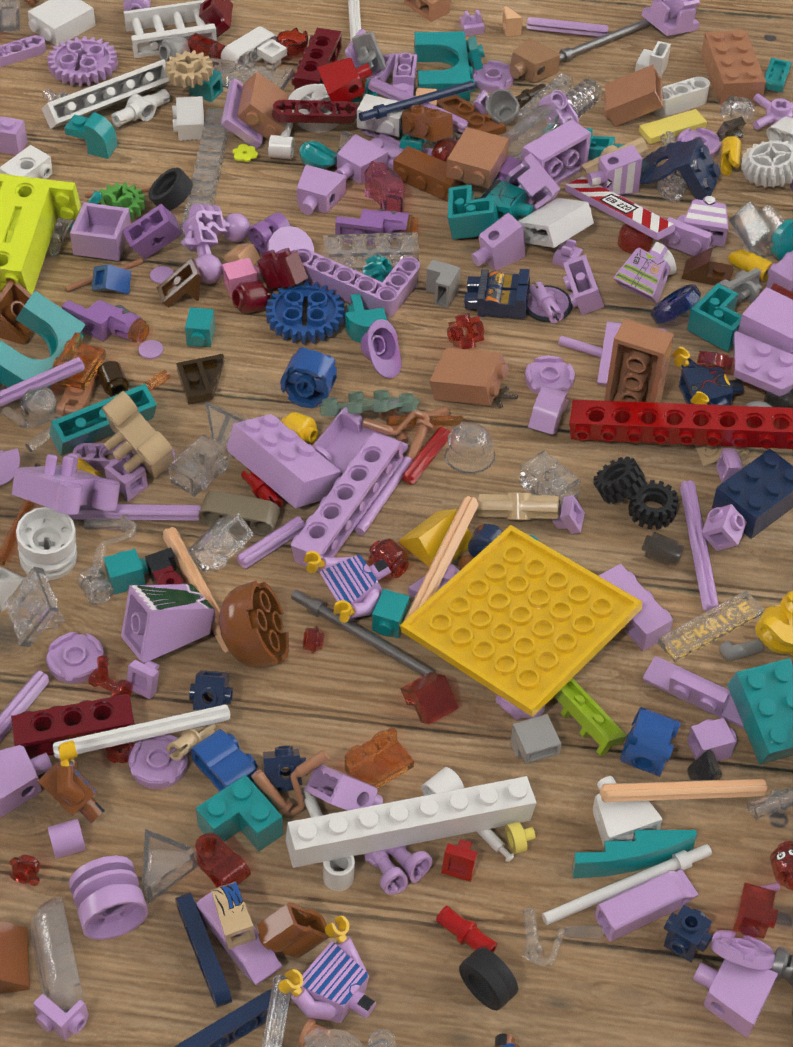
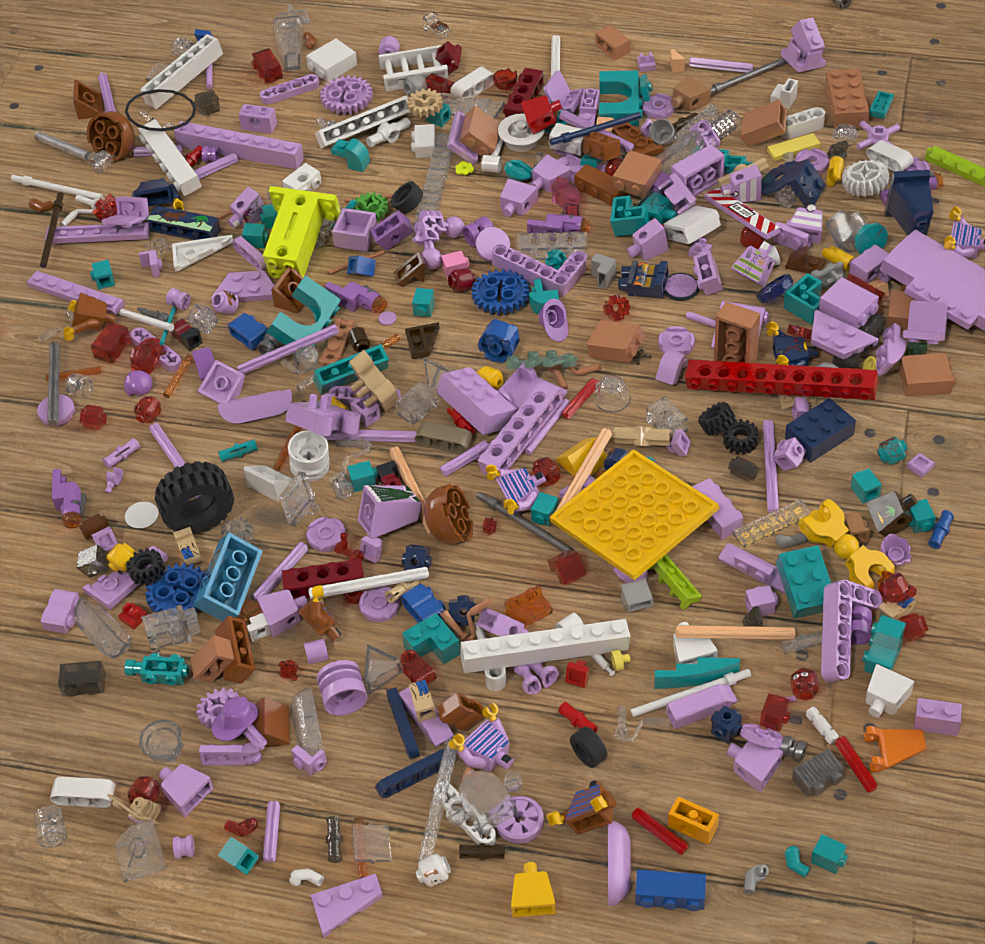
camera: 10 degrees right, 0 degrees up
(90, 355) = (343, 323): clear orange bracket -> none
(160, 274) = (397, 261): lavender piece -> none
(220, 542) = (429, 457): clear brick -> none
(243, 251) = (458, 245): light nougat slope -> none
(272, 52) = (489, 87): white tile -> none
(281, 268) = (484, 259): dark red brick -> none
(315, 114) = (517, 133): dark red beam -> none
(369, 51) = (561, 88): light grey hips -> none
(424, 426) = (576, 384): nougat piece -> none
(435, 420) = (579, 373): clear orange bar -> none
(546, 302) = (679, 286): lavender pin -> none
(649, 741) = (715, 599): blue brick -> none

